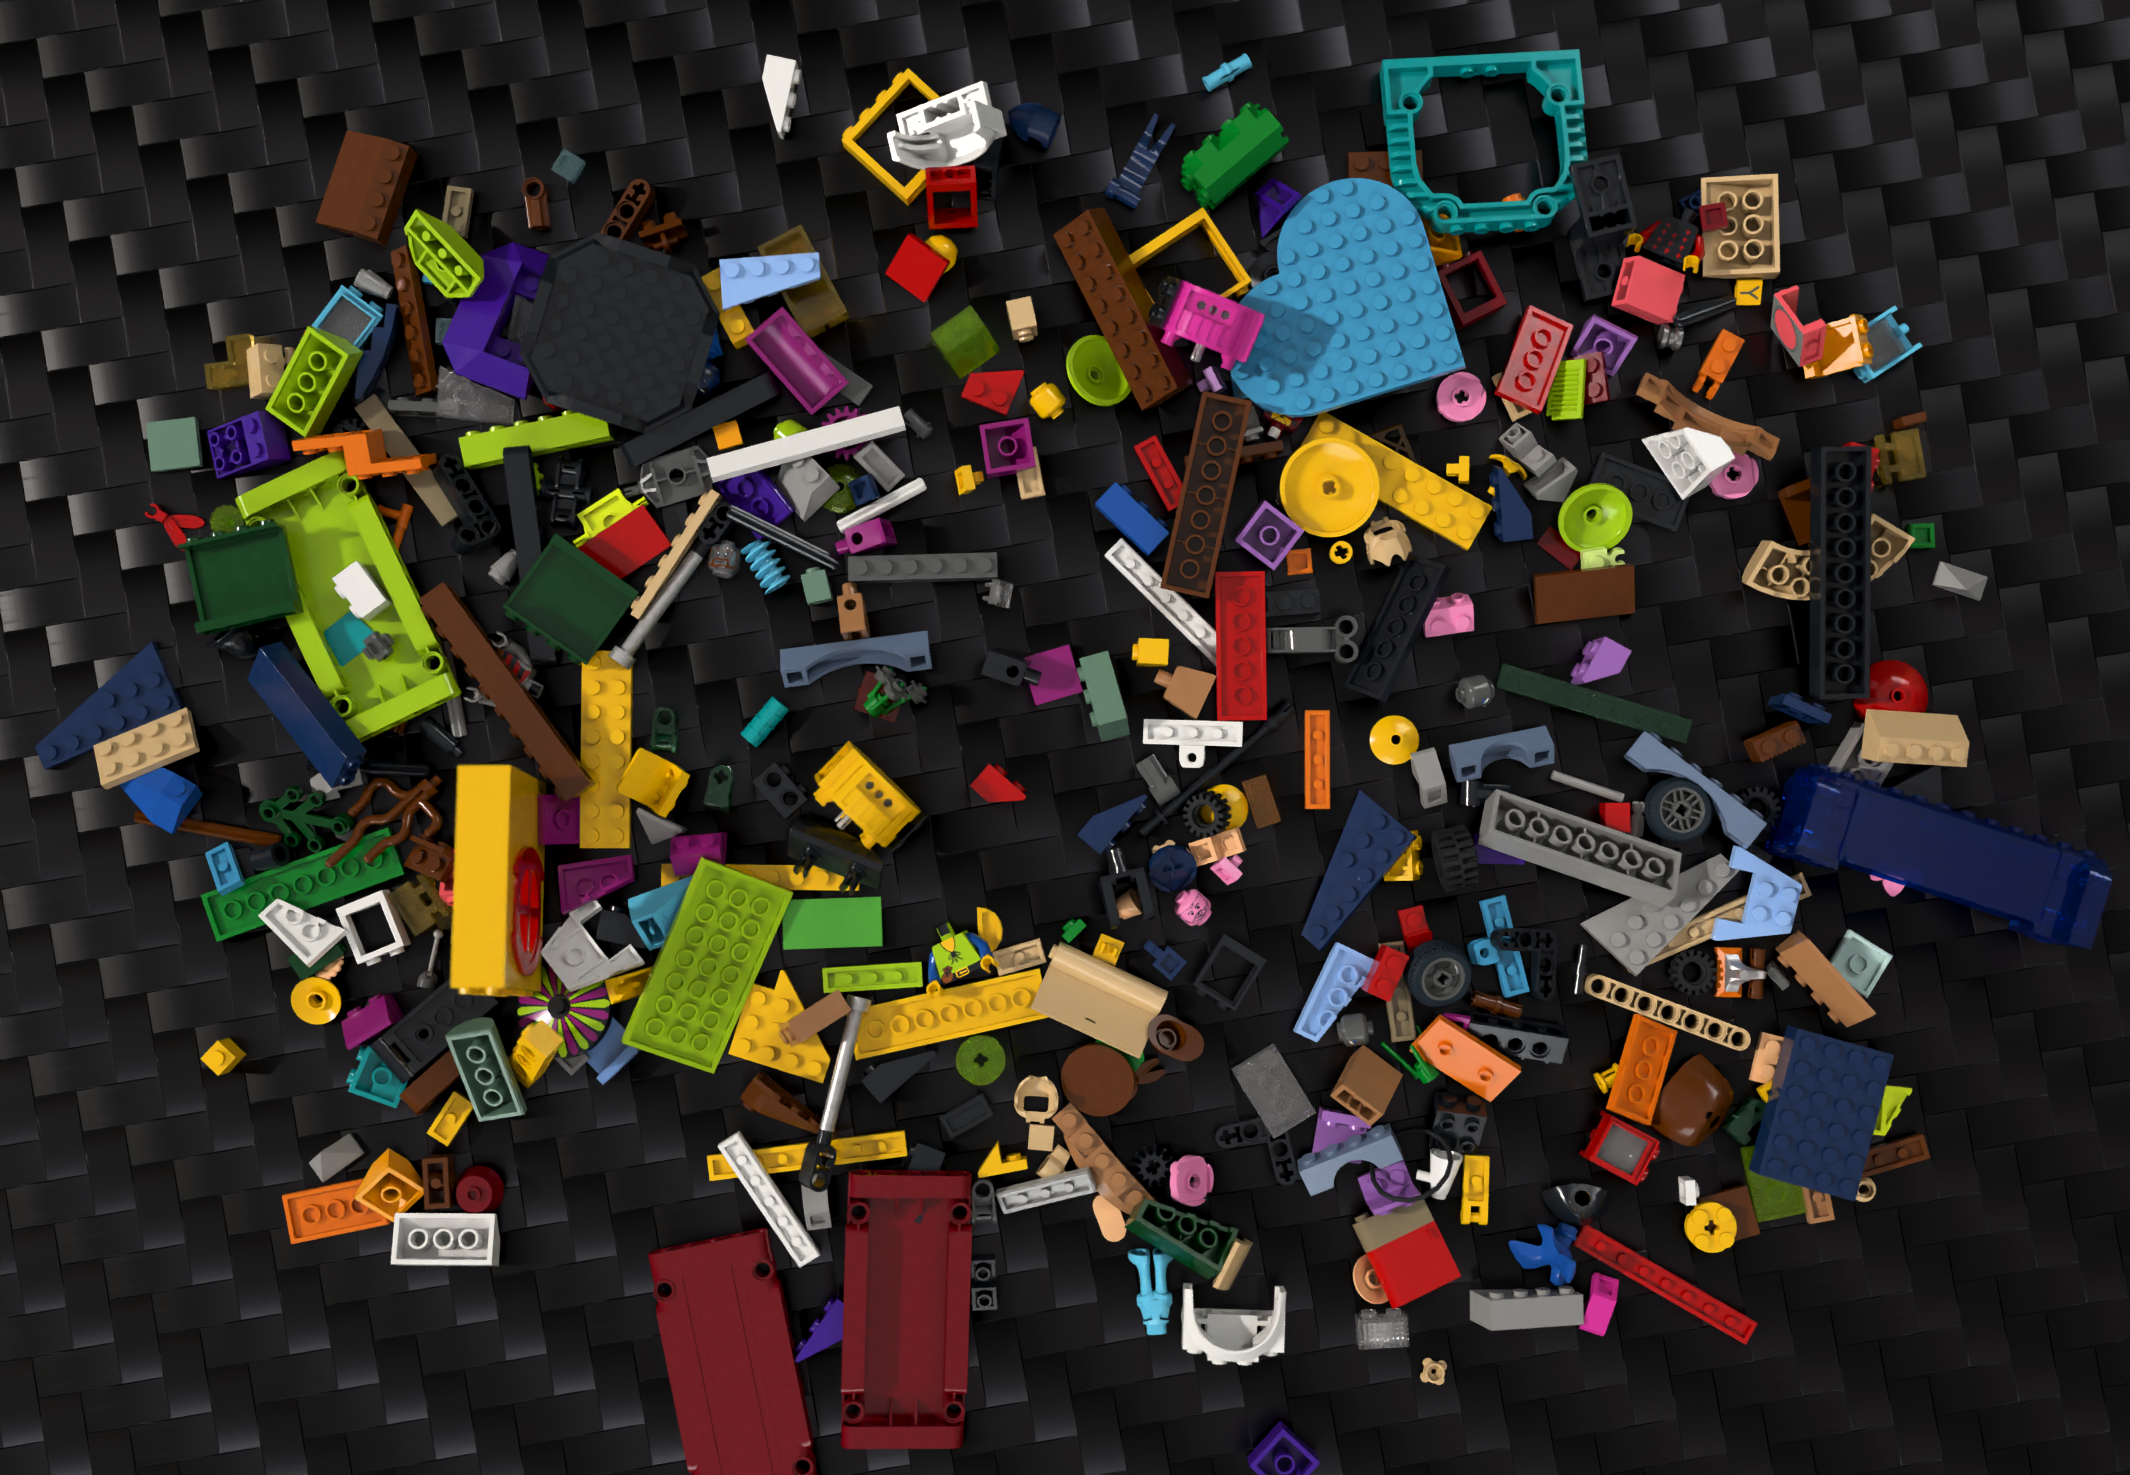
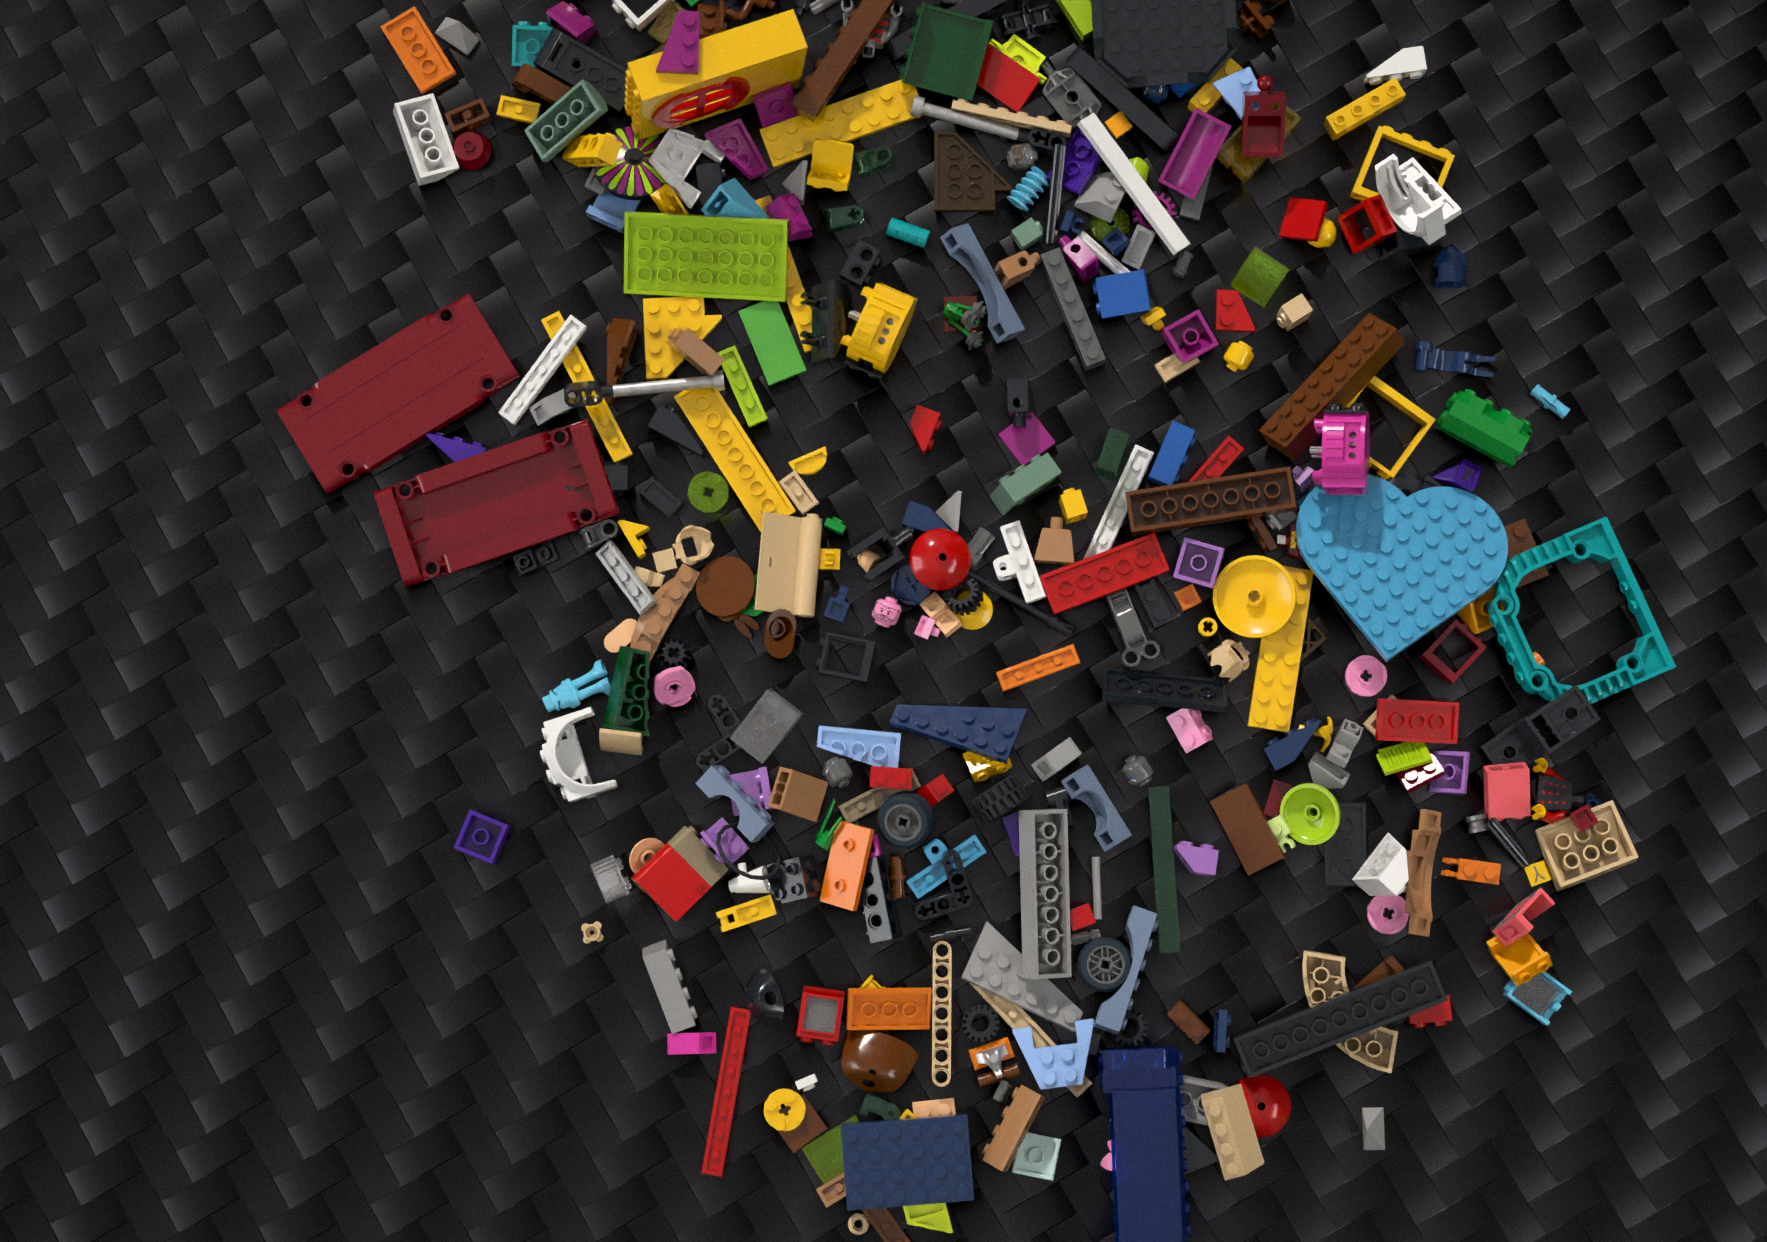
camera: 75 degrees right, 5 degrees down
(390, 1185) = (451, 83): light orange slope -> none
(428, 978) = (618, 54): hinge -> none
(453, 914) = (682, 46): none -> magenta wing
(723, 634) = (963, 177): none -> dark brown wing
(796, 267) = (1265, 126): none -> dark red slope
(814, 149) = (1364, 109): none -> yellow brick
(823, 534) = (1069, 223): none -> dark blue tile
(928, 505) = (1122, 294): none -> blue brick
(956, 957) = (780, 443): torso -> none
(999, 593) = (1074, 374): clear tile -> none
(1094, 357) = (1286, 379): lime dish -> none
(1104, 792) = (950, 512): none -> light grey slope
(1118, 591) = (1111, 454): none -> clear green window
(1145, 838) = (930, 569): none -> red dish
(1261, 801) = (989, 636): clear orange tile -> none
(1381, 739) = (1079, 733): yellow dish -> none
(1460, 470) = (1308, 696): yellow tile -> none
(1552, 1252) = (718, 989): blue animal -> none
(1907, 456) = (1457, 1048): clear yellow plate -> none
(1909, 421) = (1485, 1039): reddish brown tile -> none
(1923, 533) = (1397, 1083): green tile -> none

